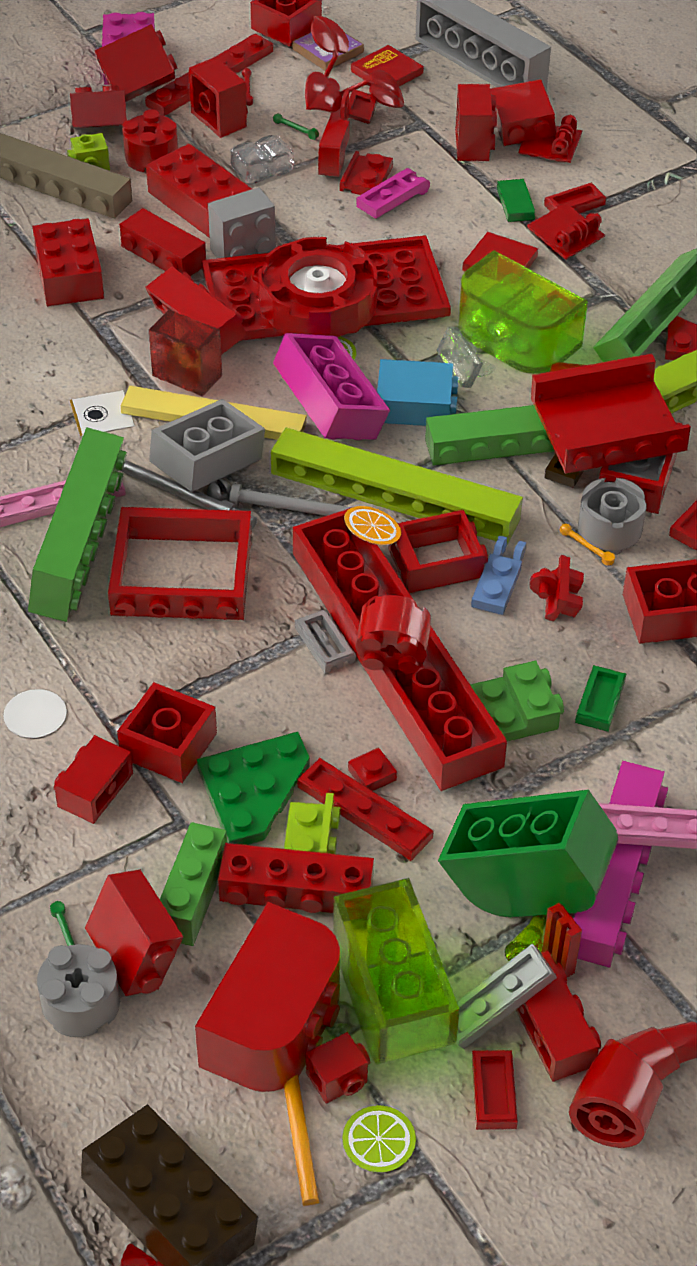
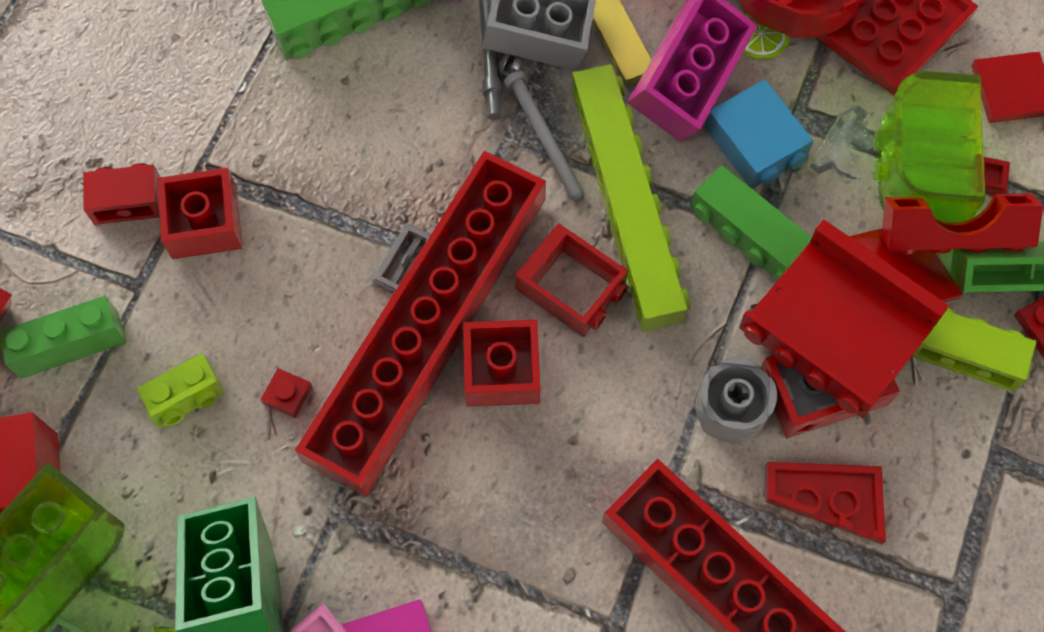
camera: 55 degrees right, 20 degrees up
(35, 713) = (174, 106): white sticker -> none
(181, 526) = (413, 28): red window -> none
(253, 784) = (206, 313): green plate -> none
(290, 877) = (120, 414): red brick -> none
(366, 809) = (241, 415): red tile -> none
(372, 525) = (537, 211): light orange sticker -> none
(393, 634) = (387, 316): red brick -> none
(473, 619) = (501, 363): none -> red brick
(498, 578) = (589, 351): medium blue hinge -> none
(521, 701) = (444, 462): bright green plate -> none
(555, 588) = (624, 405): red hips -> none
(600, 698) = (509, 529): green tile -> none
(607, 306) = (1006, 223): none -> red arch
(607, 557) = (693, 428): light orange hinge -> none

